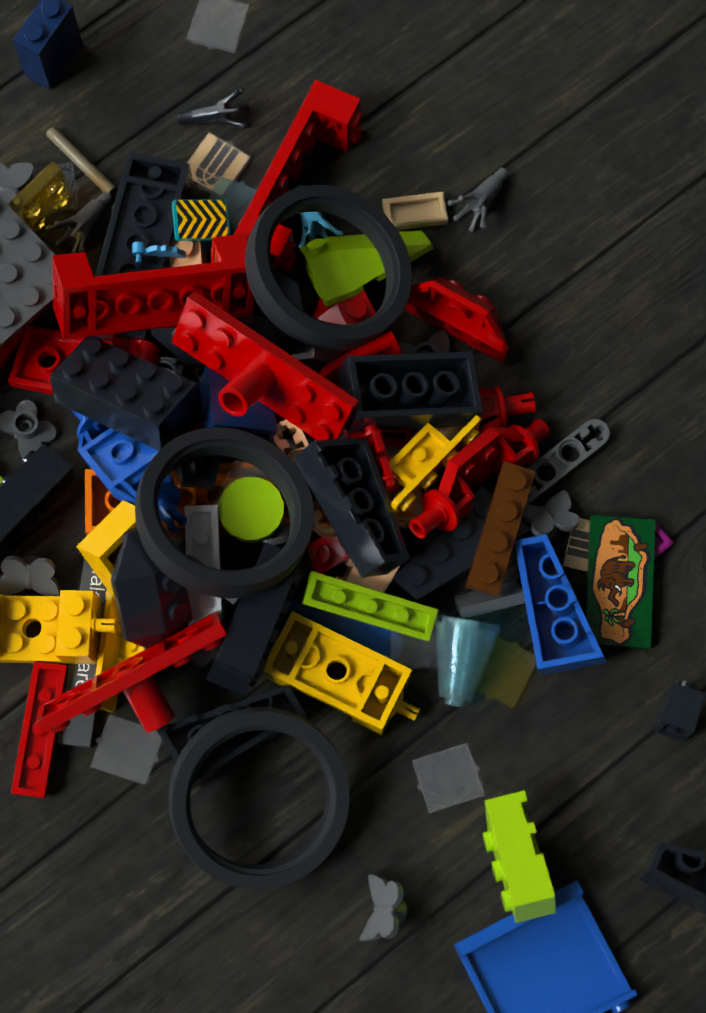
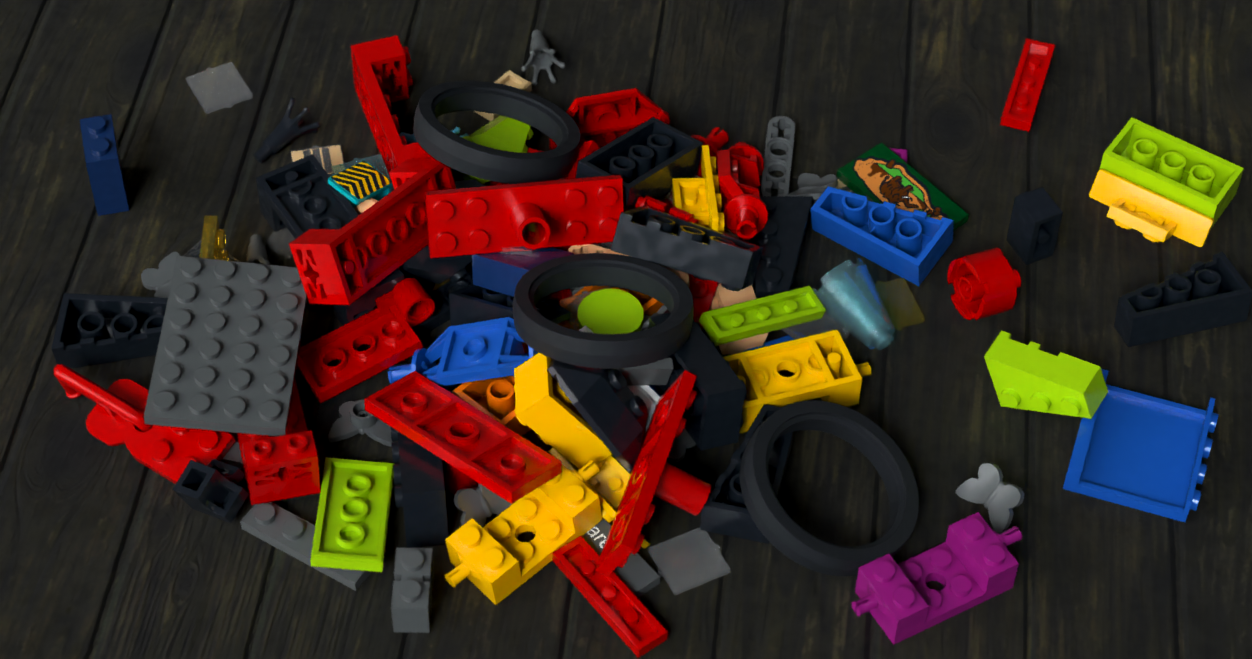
camera: 45 degrees left, 25 degrees down
(43, 521) = (468, 441): none -> red plate
(80, 160) = (194, 232): dark tan bar -> none
(125, 392) = (433, 307): black brick -> none
(139, 250) = (337, 222): dark azure piece -> none
(230, 928) = (969, 565): none -> magenta brick
(448, 778) = (933, 394): clear piece -> none
(478, 603) = (838, 254): dark grey tile -> none
(500, 529) = (795, 206): reddish brown plate -> none
(578, 727) = (983, 284): none -> red brick

